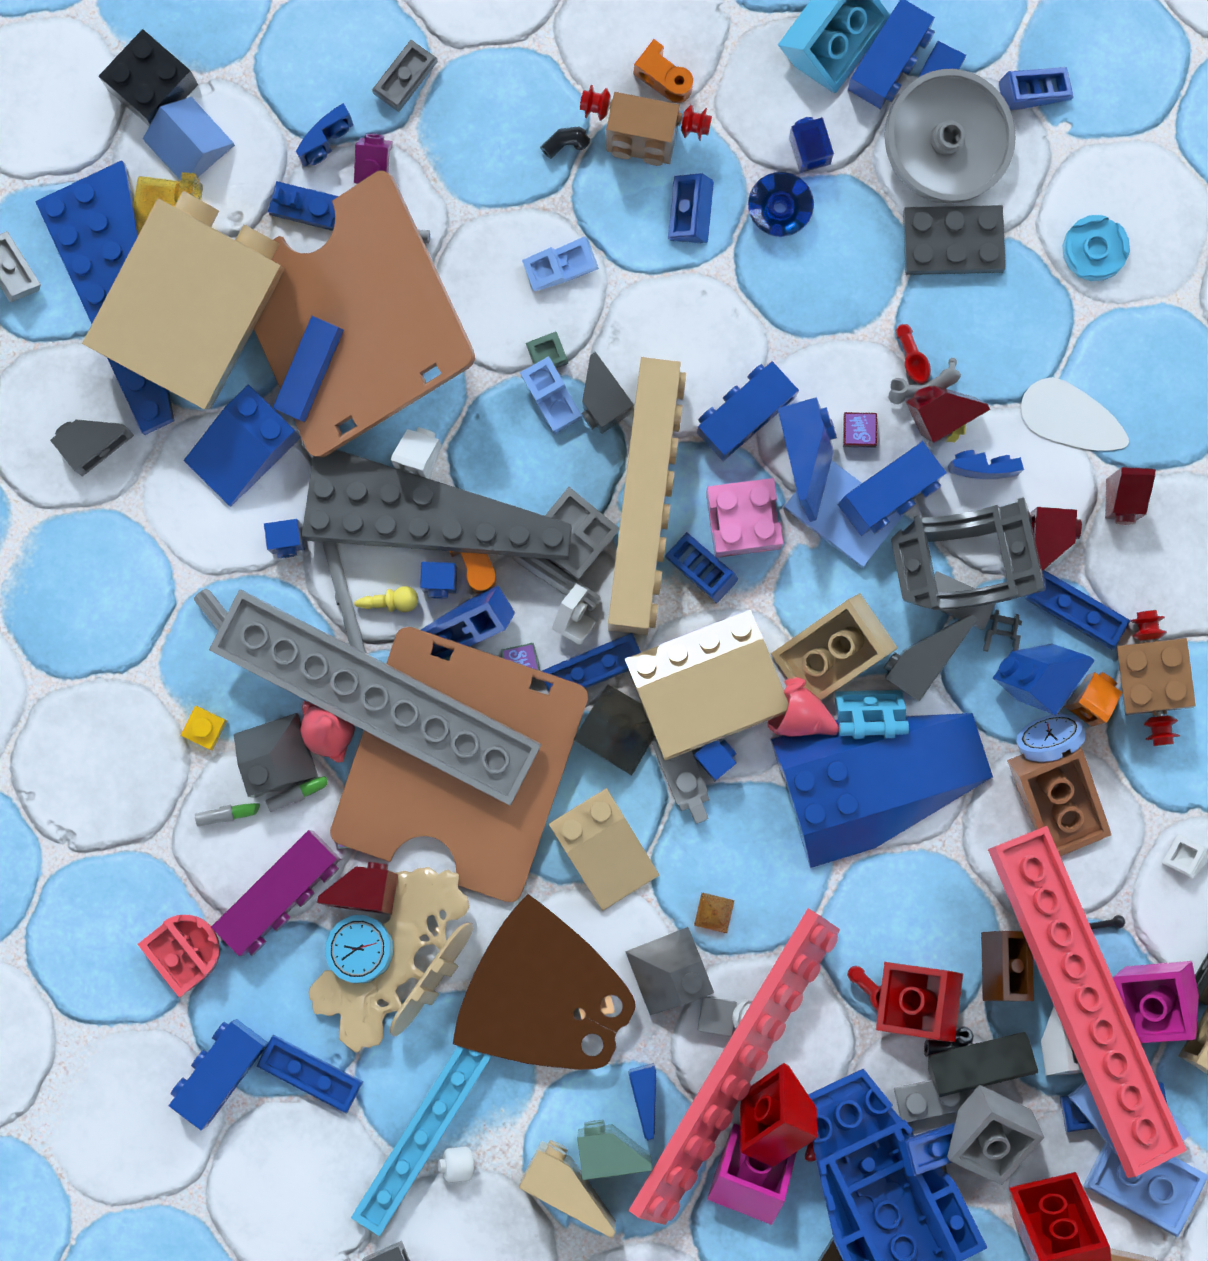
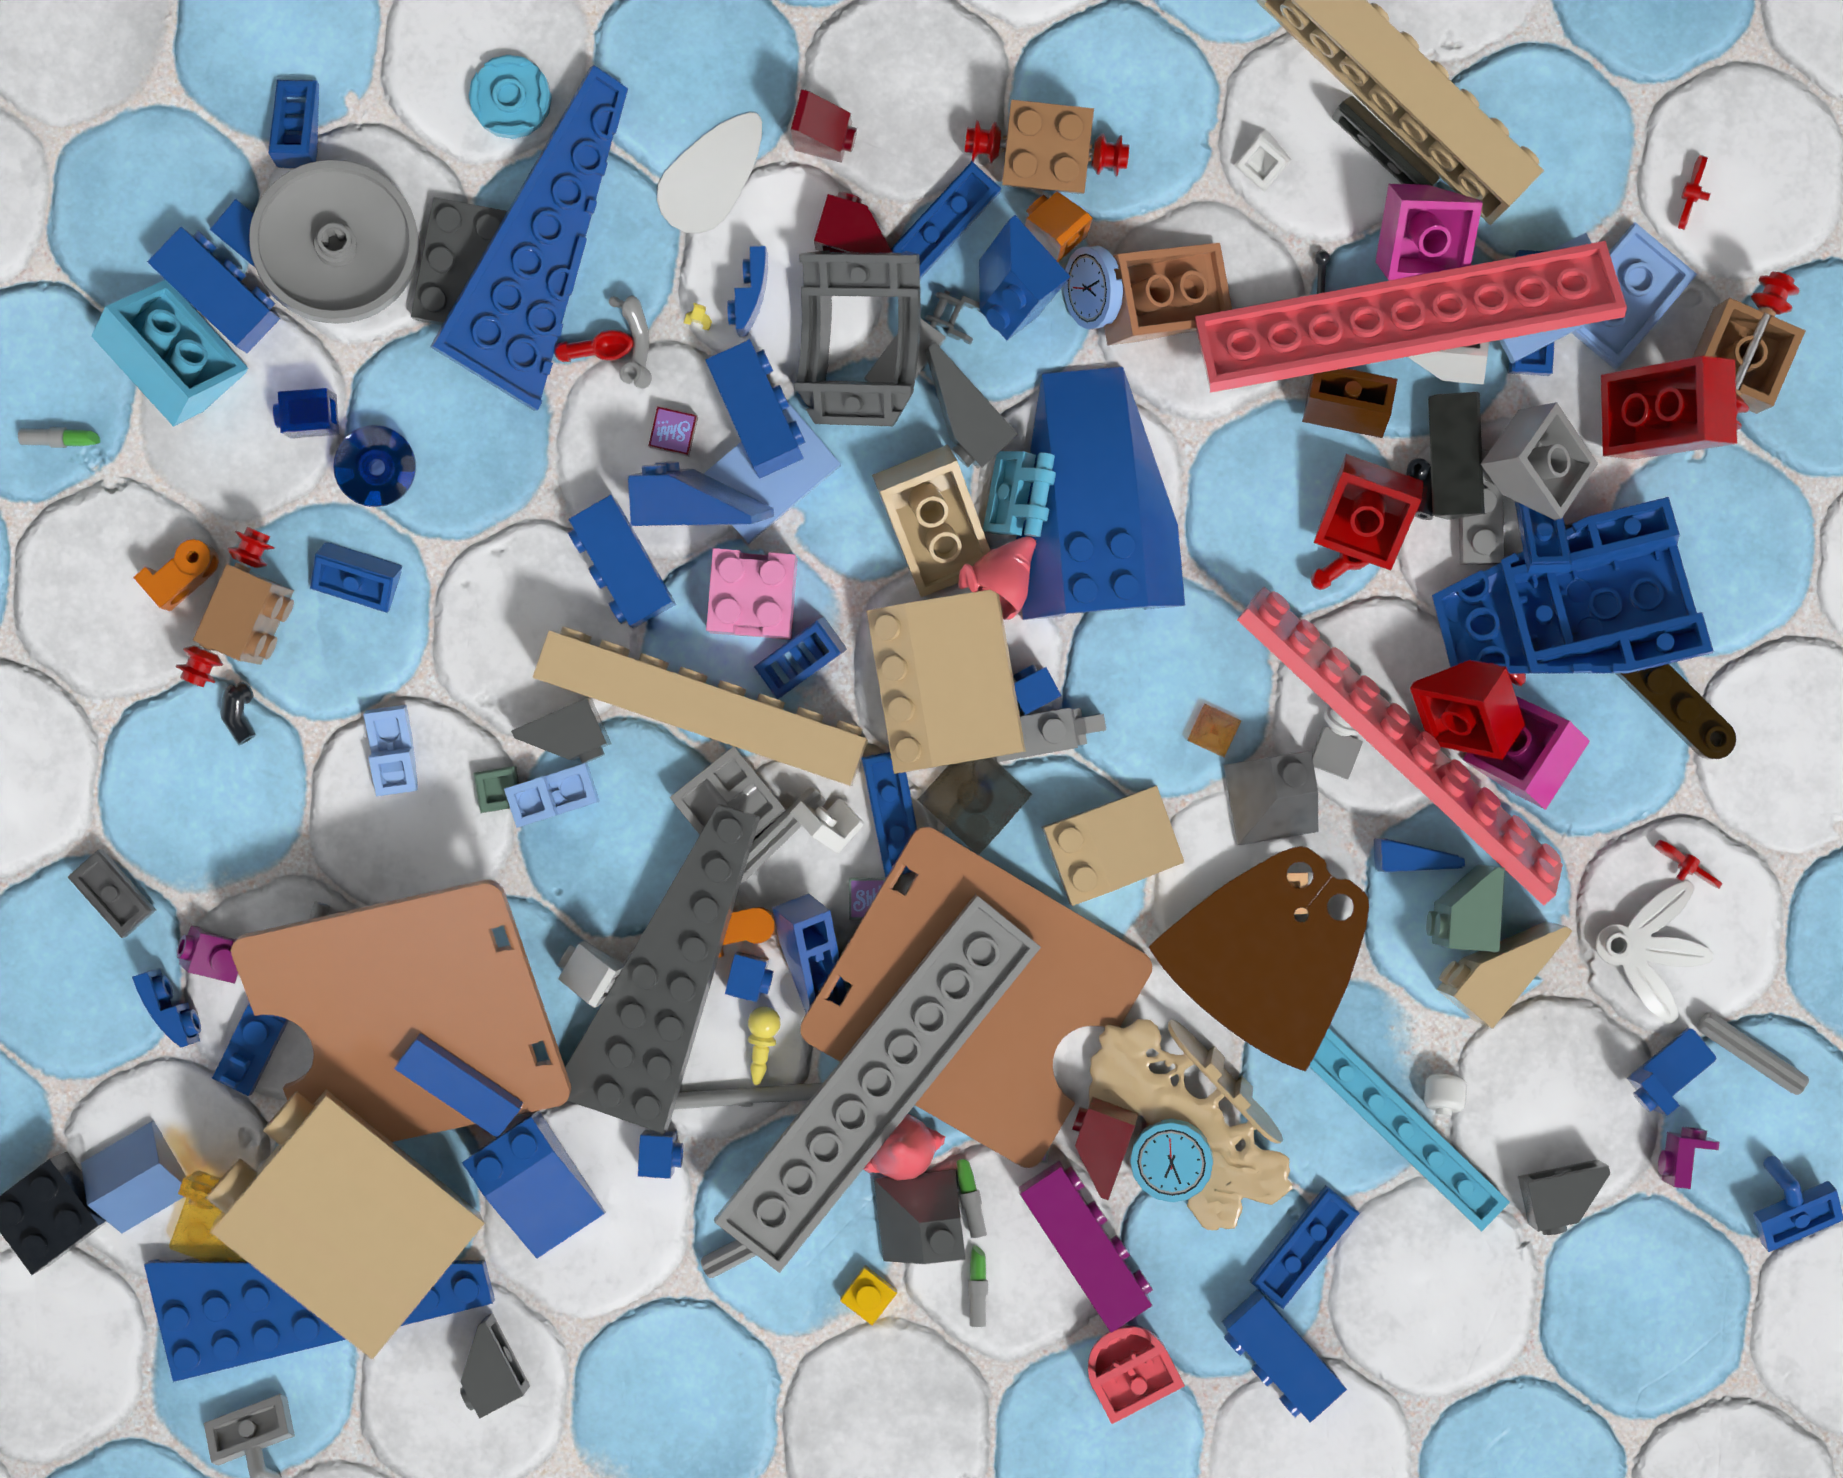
camera: 80 degrees left, 5 degrees up
(943, 411) = (673, 326): dark red slope -> none
(945, 286) = (521, 286): none -> blue wing

